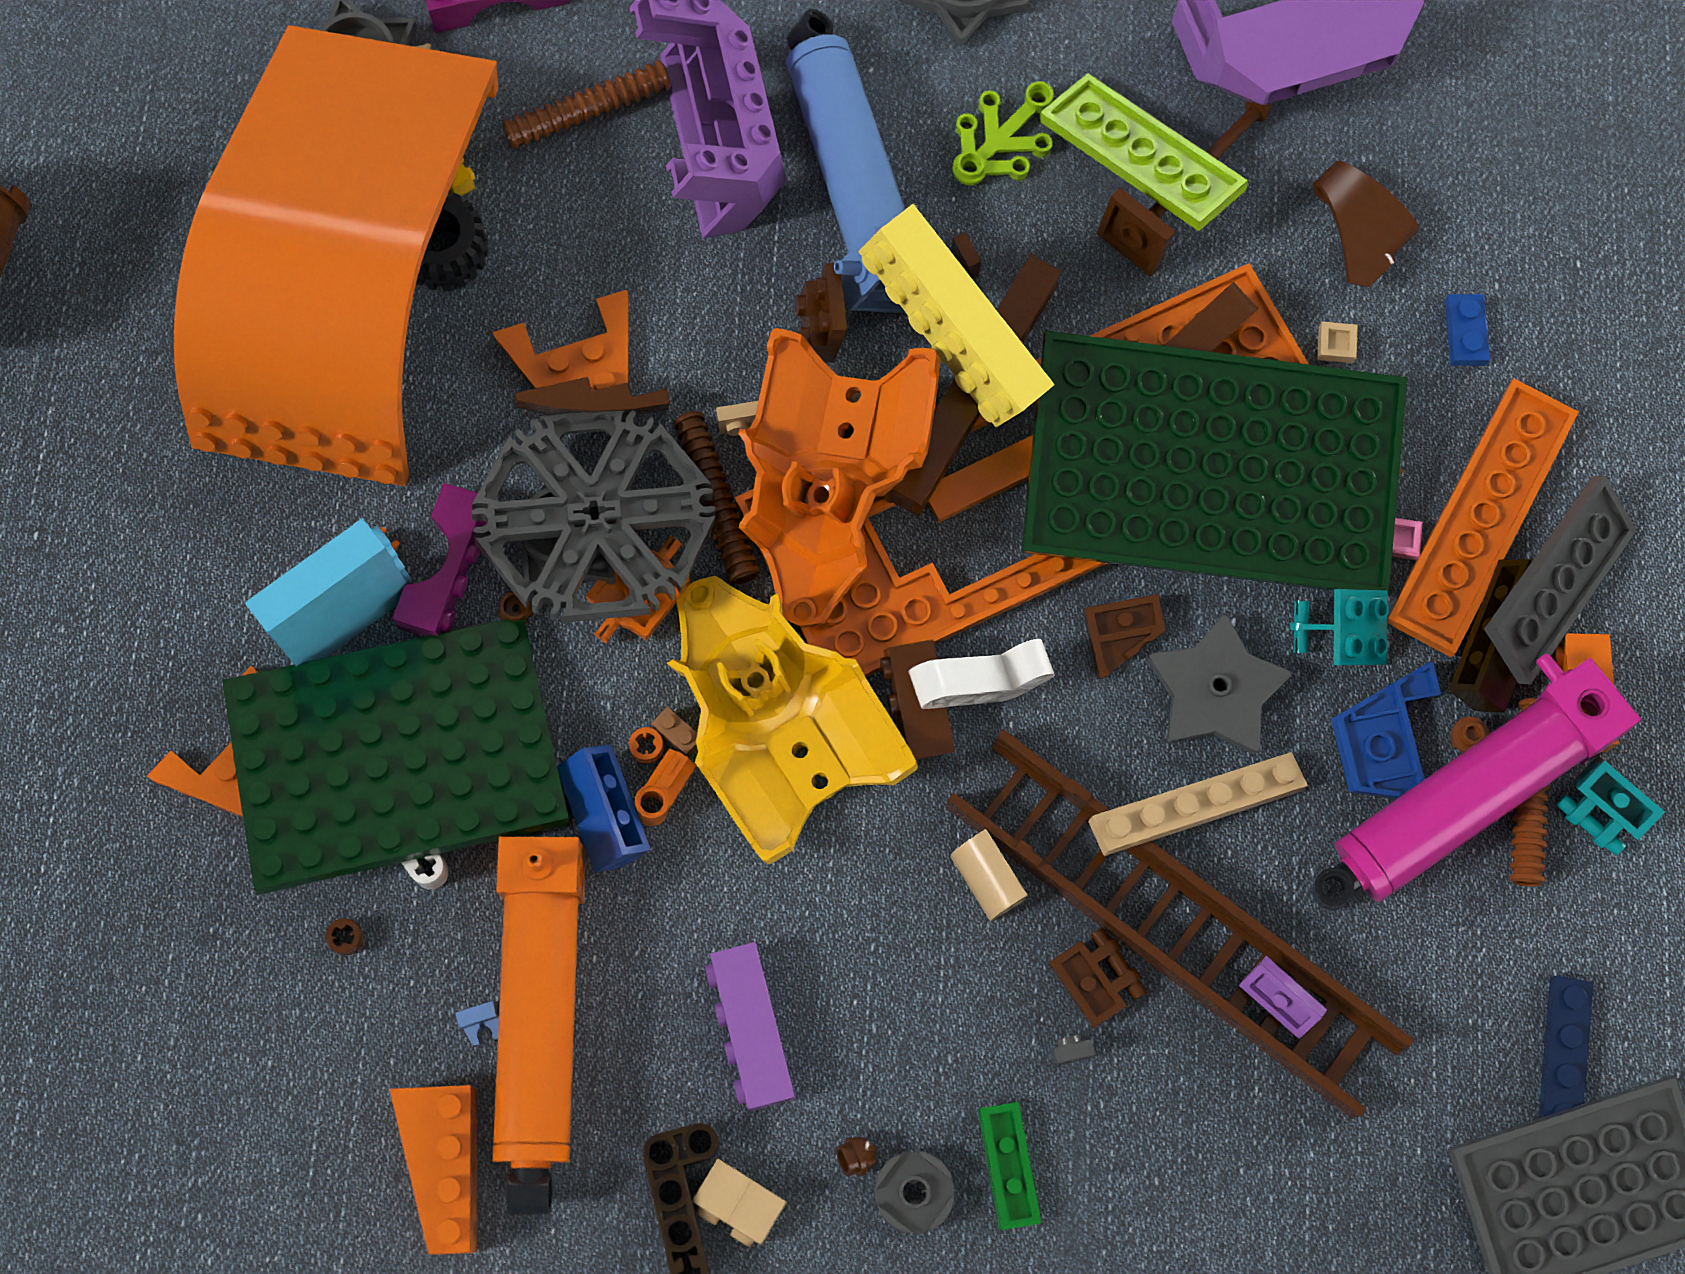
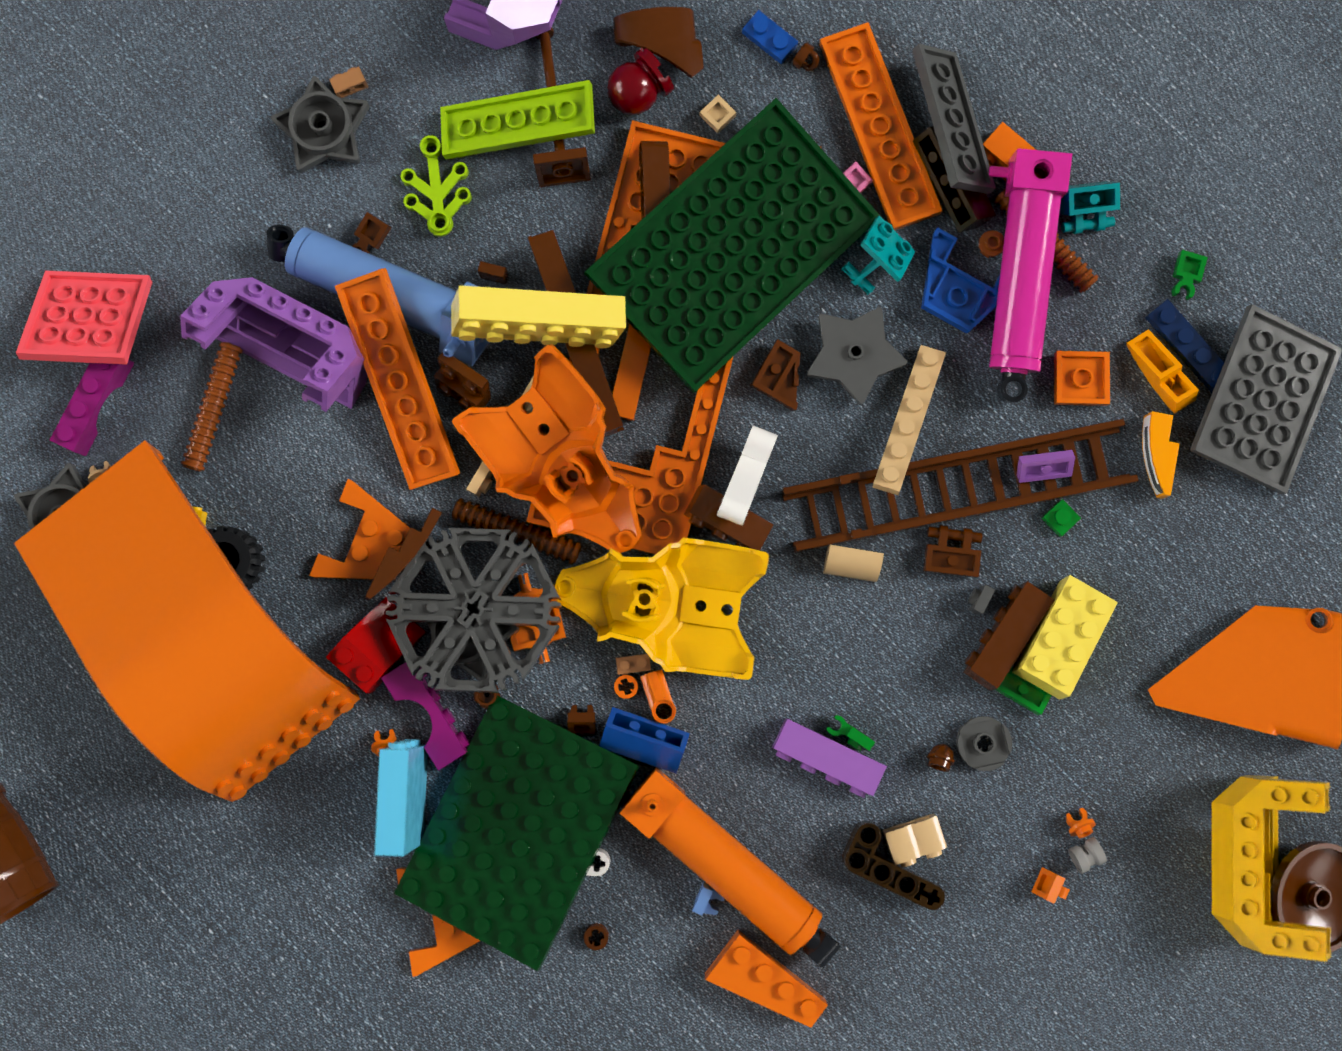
camera: 45 degrees left, 10 degrees up
(462, 449) = (371, 649): none -> red slope
(567, 729) = (582, 722): none -> reddish brown tile
(769, 248) = (397, 378): none -> orange plate
(798, 1041) = (856, 738): none -> green plate
(899, 111) = (371, 233): none -> reddish brown plate
(1058, 1114) = (1008, 635): none -> reddish brown brick
(1112, 1181) = (1065, 638): none -> light yellow brick
(1242, 1068) = (1061, 518): none -> green plate
(1287, 235) = (636, 84): none -> dark red tile
(1416, 1117) = (1159, 453): none -> light orange slope
(1417, 960) = (1082, 378): none -> orange plate
(1480, 376) = (802, 56): none -> reddish brown tile
(1508, 1045) = (1162, 371): none -> light orange slope
(1646, 979) = (1188, 270): none -> green plate

